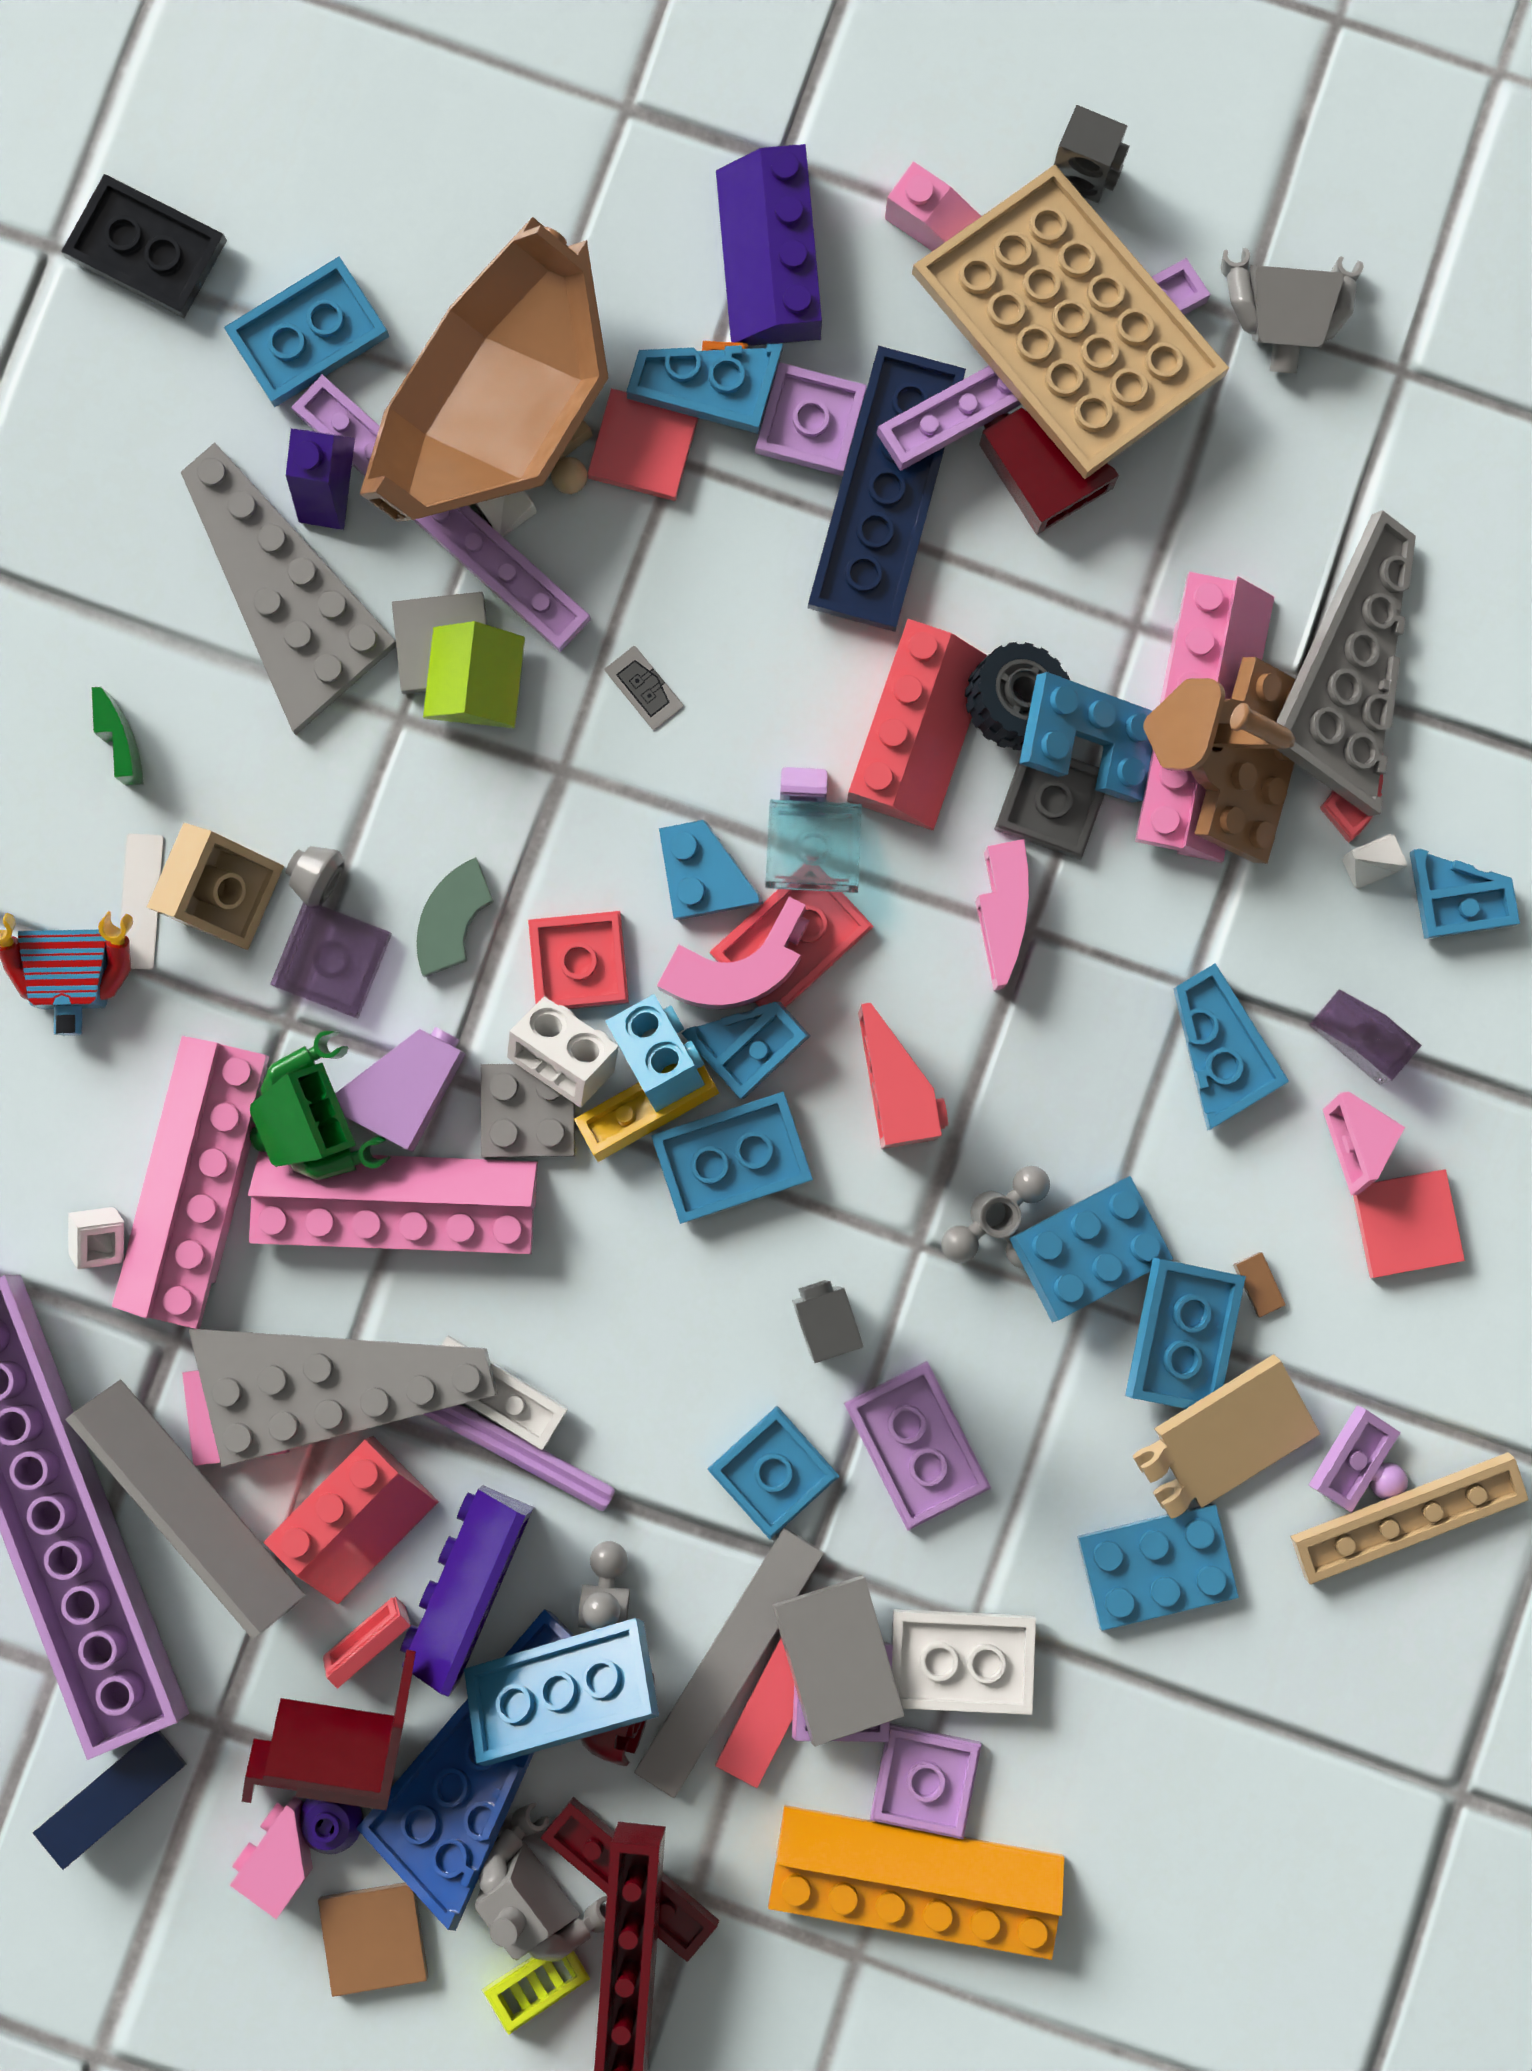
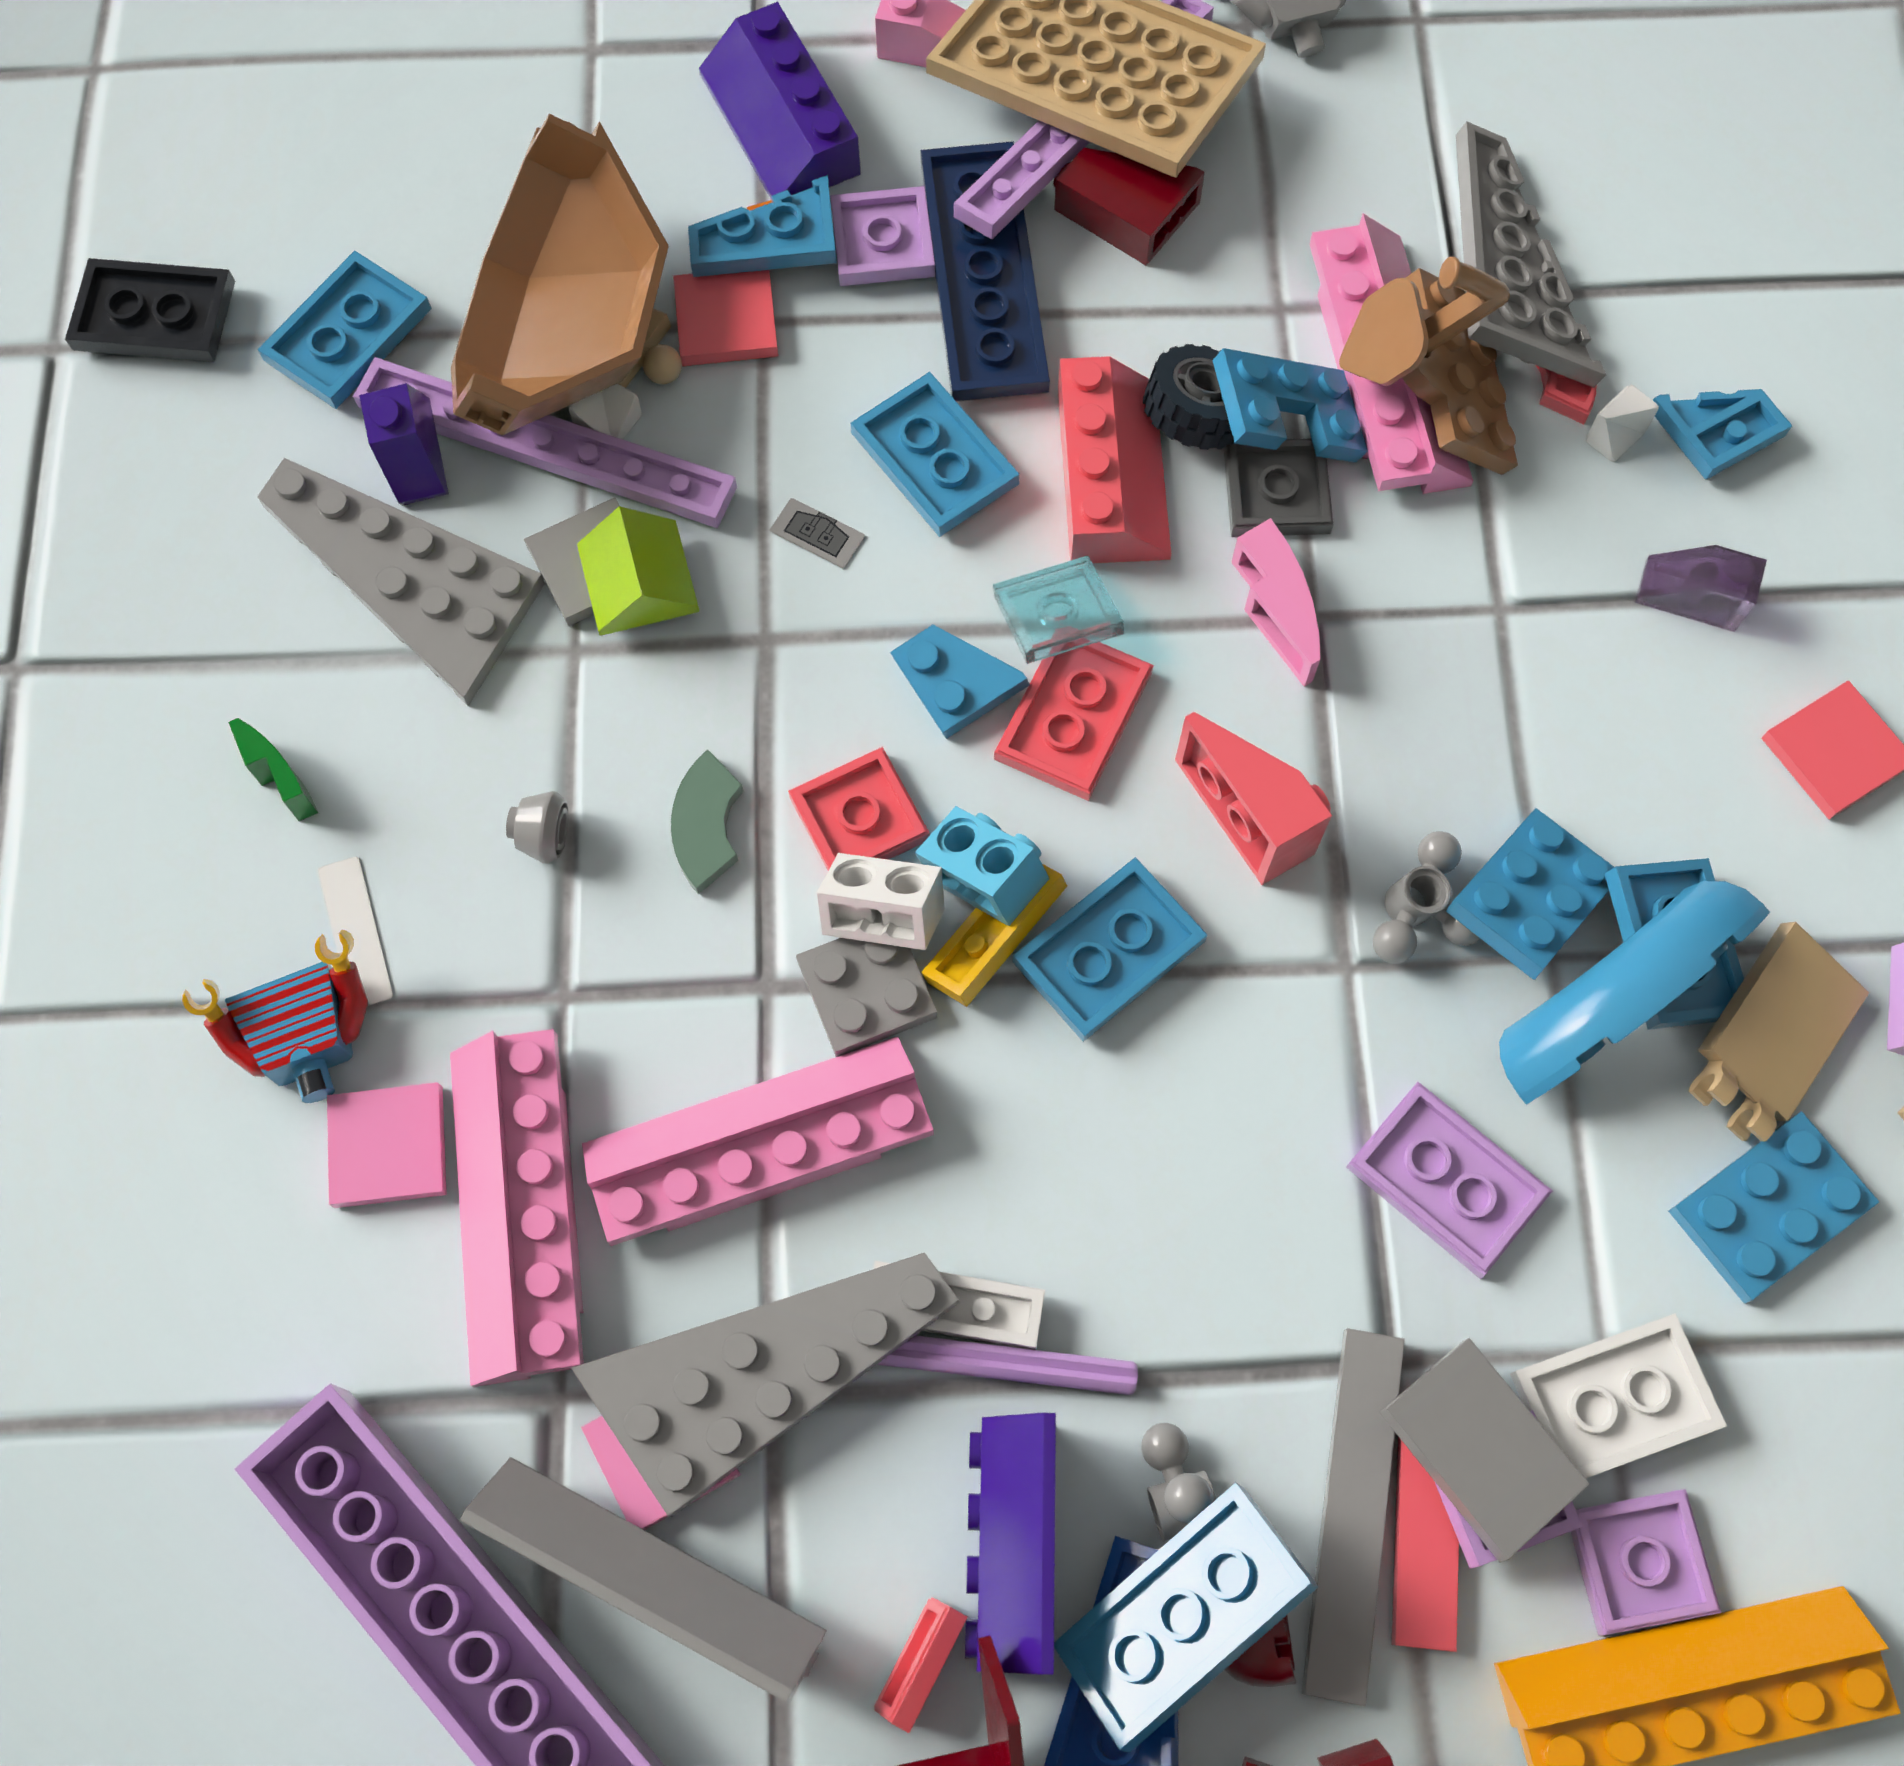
camera: 20 degrees left, 15 degrees down
(95, 1238) = (425, 1312): slope -> none
(108, 1092) = (386, 1145): none -> bright pink tile
(215, 885) = (432, 878): tan slope -> none
(302, 1119) = (620, 1075): green torso -> none
(331, 959) = (588, 911): clear purple tile -> none
(351, 1521) = (846, 1522): coral slope -> none
(403, 1087) = (717, 1012): lavender slope -> none
(741, 982) = (1031, 768): bright pink arch -> none
(748, 1044) = (1081, 823): dark azure wing -> none
(770, 656) = (934, 454): none -> dark azure plate
(773, 1472) = (1305, 1273): dark azure tile -> none
(803, 784) = (1022, 560): lavender slope -> none
(826, 1321) = (1309, 1031): dark grey brick -> none
(1124, 1359) = (1627, 985): none -> dark azure brick
(1224, 1048) = (1566, 648): dark azure wing -> none
(1260, 1284) = (1724, 863): medium nougat piece -> none
(1361, 1139) = (1751, 679): bright pink slope -> none

